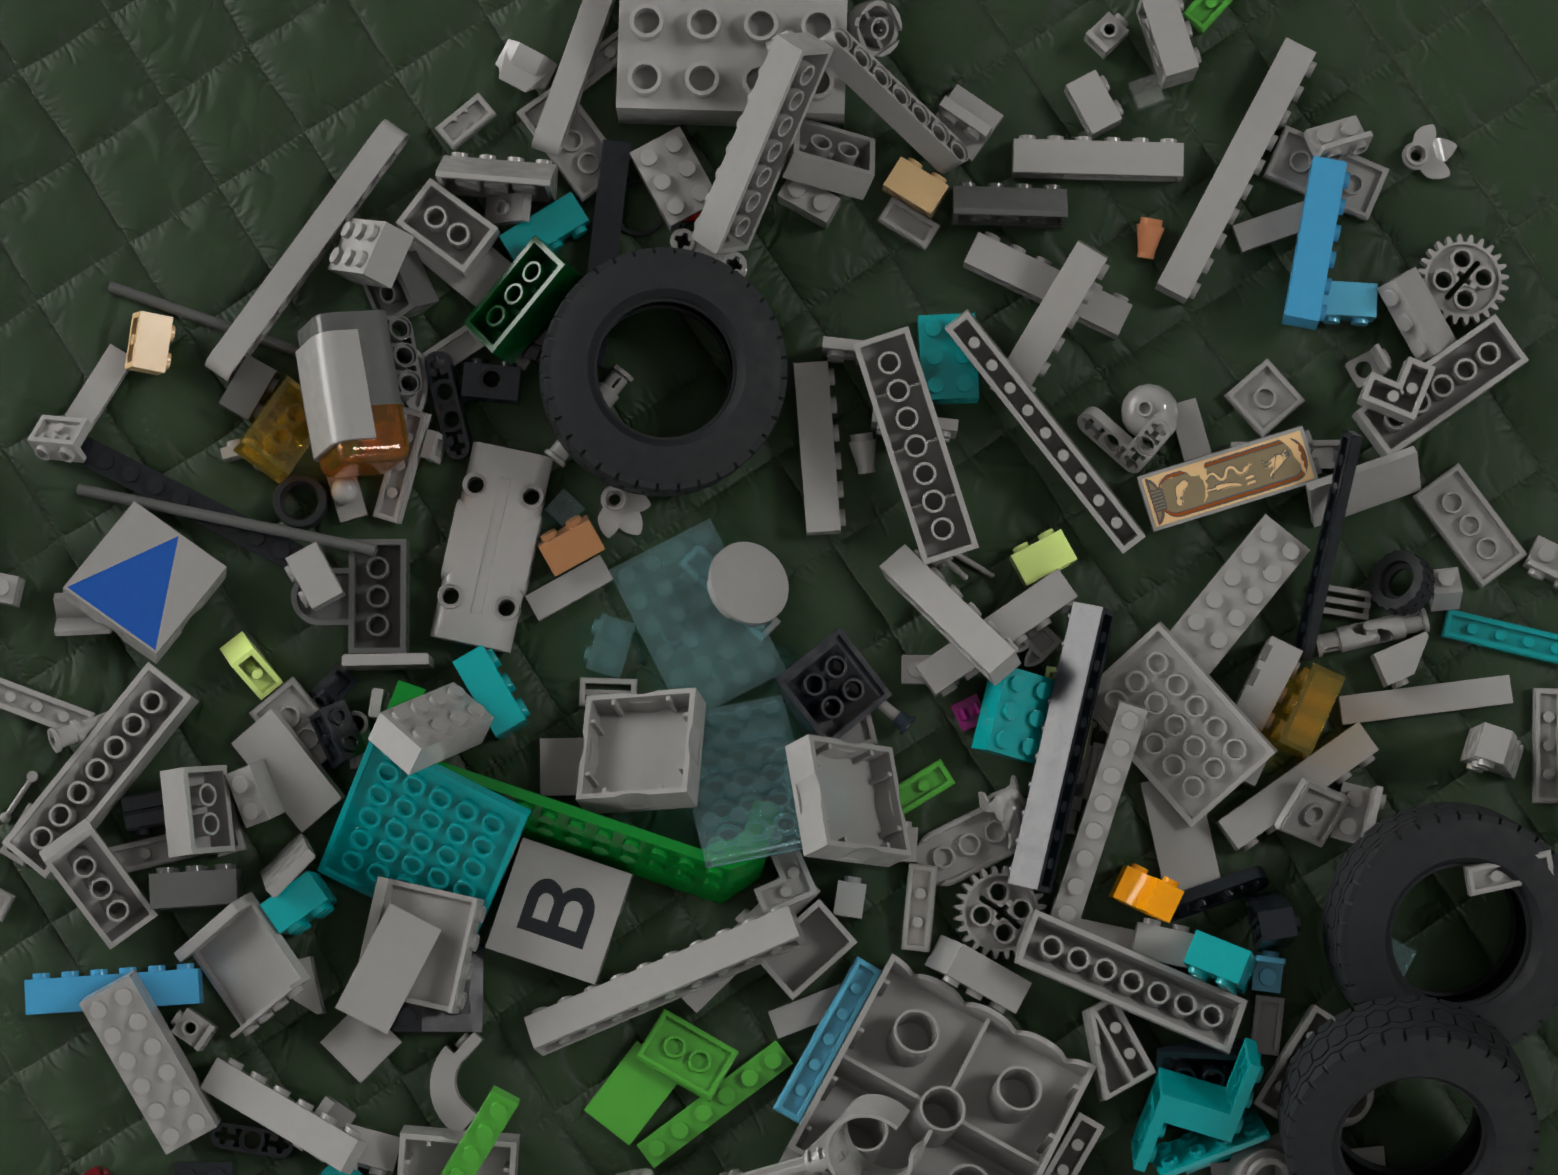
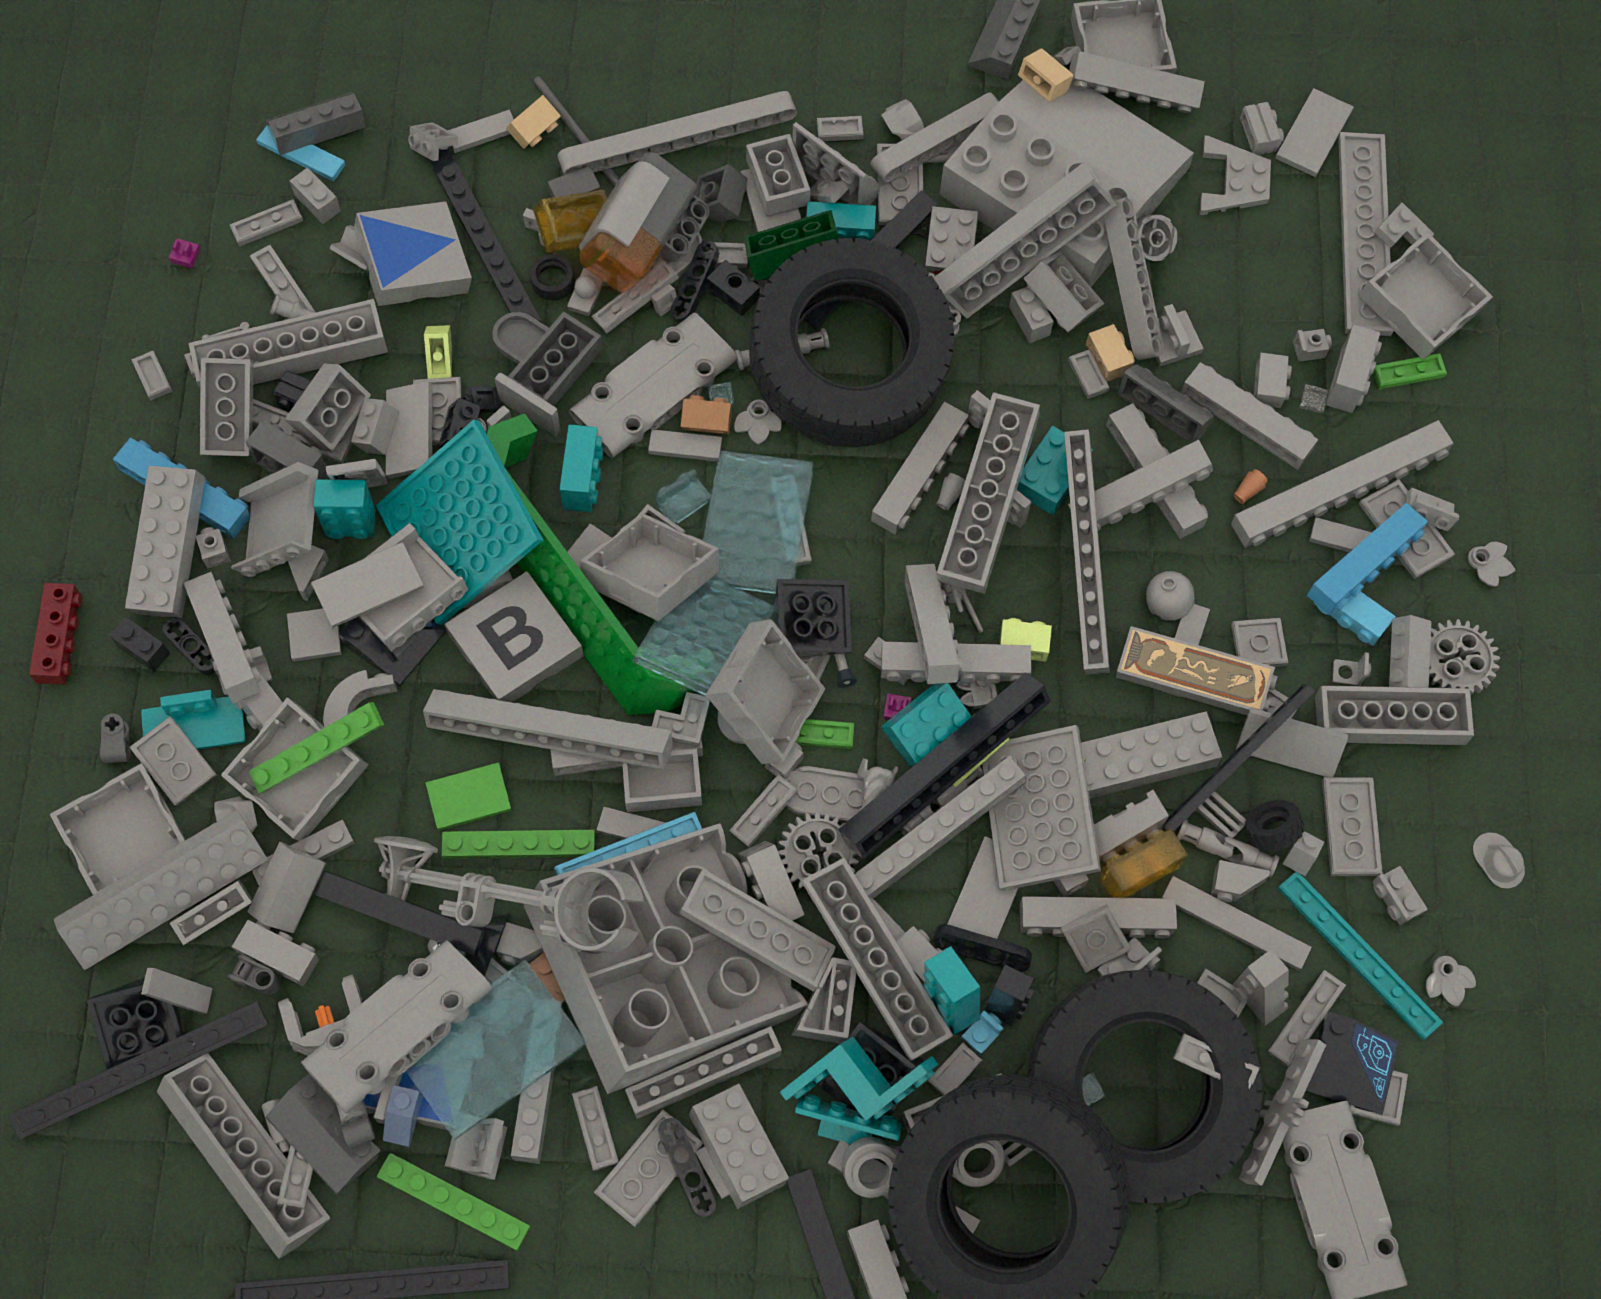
camera: 30 degrees right, 15 degrees down
(228, 520) = (498, 254): dark grey piece -> none
(314, 576) = (521, 315): light grey brick -> none
(370, 252) = (716, 152): light grey brick -> none
(430, 728) = (519, 445): light grey brick -> none
(686, 1055) = (524, 795): bright green tile -> none
(747, 583) = (806, 517): light grey tile -> none
(849, 898) = (719, 770): light grey brick -> none
(1004, 1034) = (757, 930): none -> light grey plate
(1127, 445) = (1125, 574): light grey beam -> none
(1146, 893) = (933, 909): light orange brick -> none
(1401, 397) = (1361, 692): light grey brick -> none
(1453, 778) = (1223, 990): none -> light grey tile

